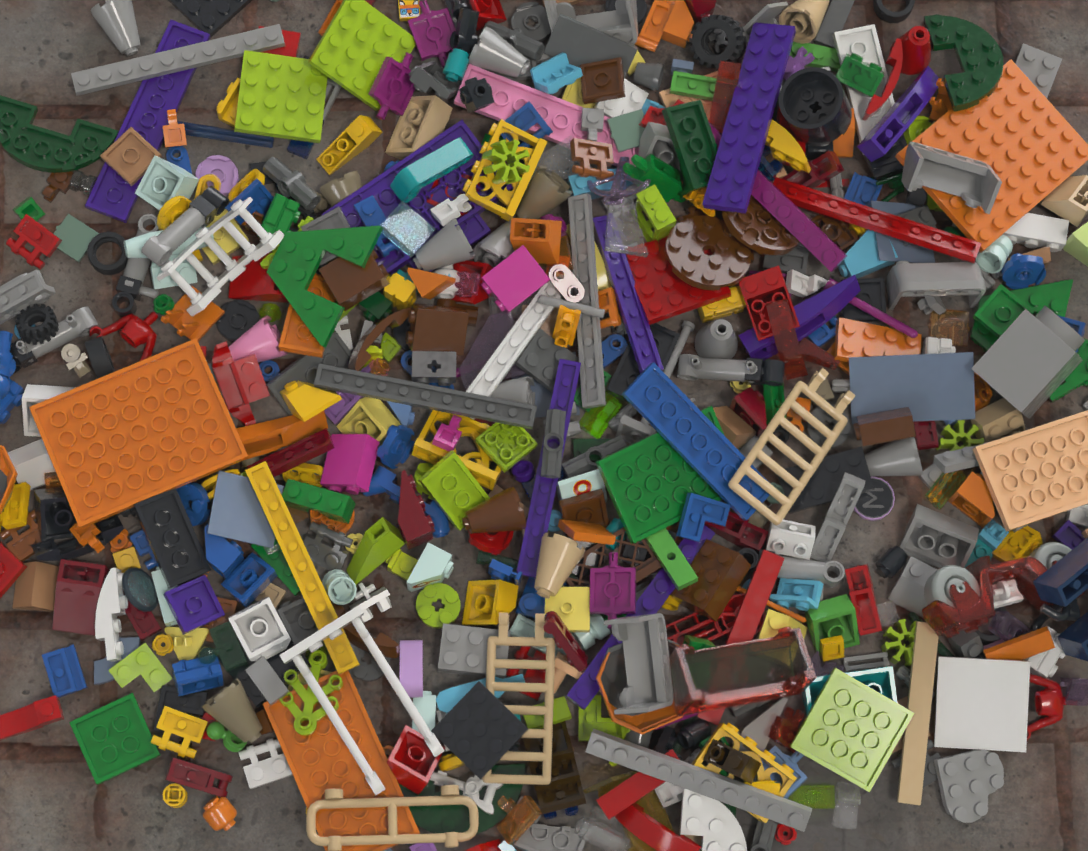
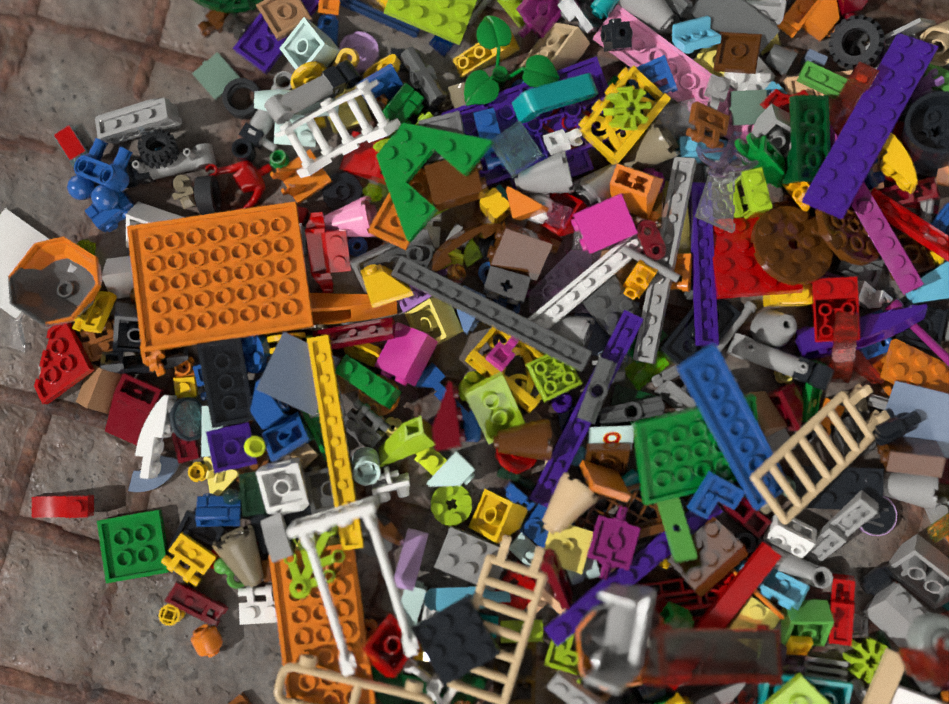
camera: 25 degrees right, 10 degrees up
(30, 208) = (182, 41): green slope -> none
(37, 236) = (182, 65): red plate -> none
(64, 671) = (105, 472): blue plate -> none
(143, 663) = (174, 484): lime plate -> none
(219, 596) = (254, 446): none -> neon yellow plate
(357, 179) = (484, 89): none -> green plant
(376, 307) = (469, 214): dark green brick -> none
(396, 446) = (452, 349): blue plate -> none
(610, 352) = (672, 312): blue plate -> none
(861, 403) = (895, 427): none -> black arm

